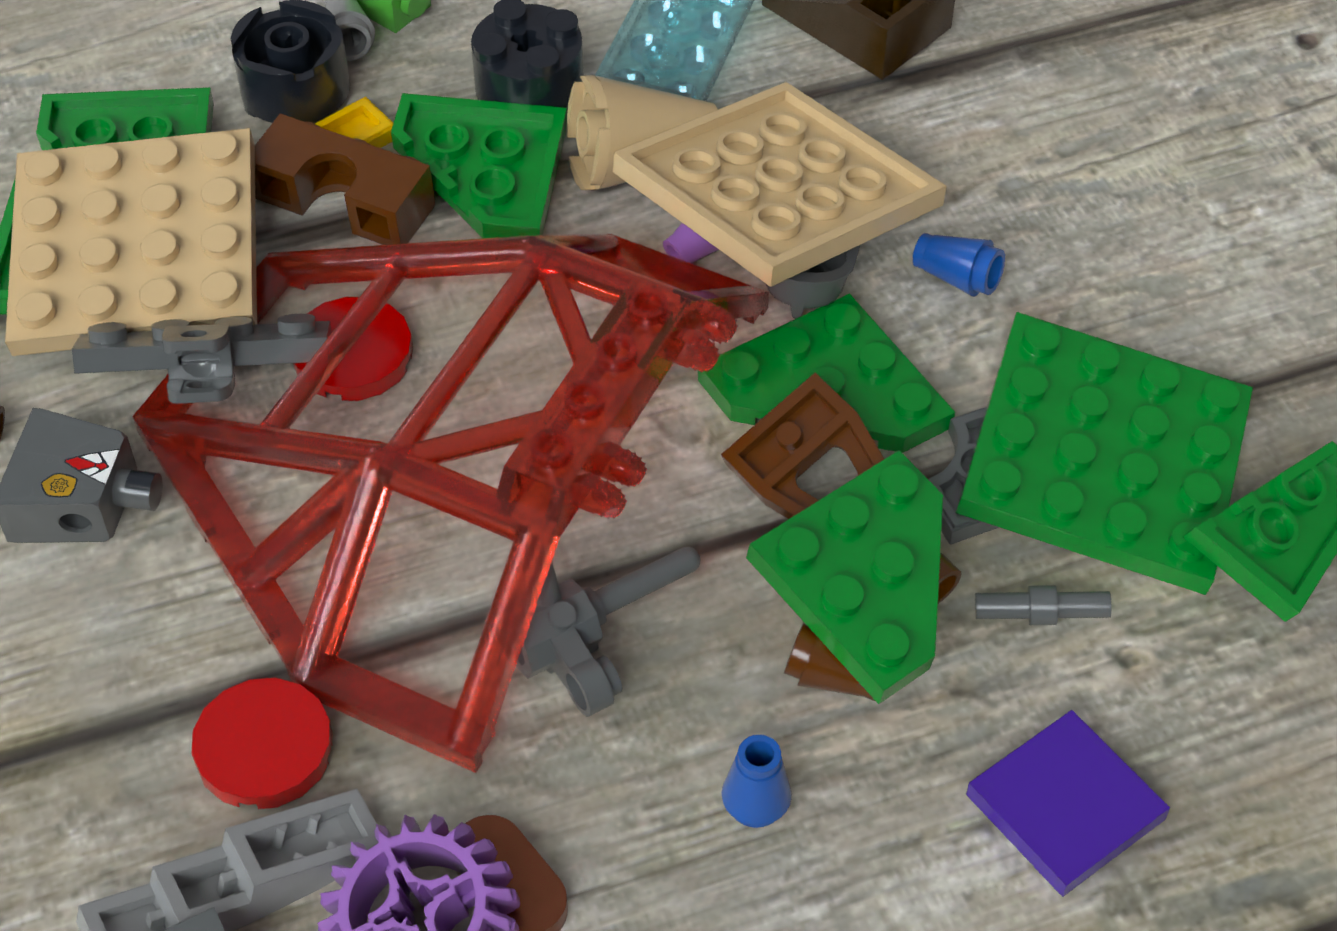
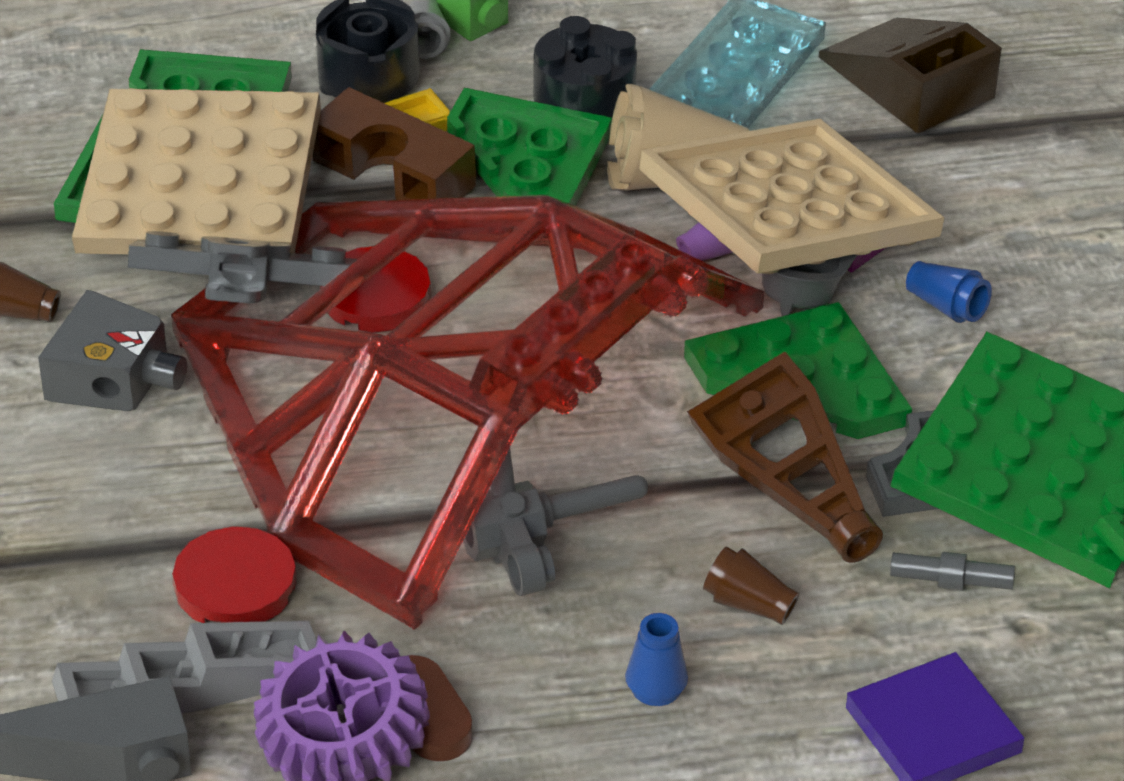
camera: 10 degrees right, 10 degrees down
(865, 572) = (789, 509): green plate -> none

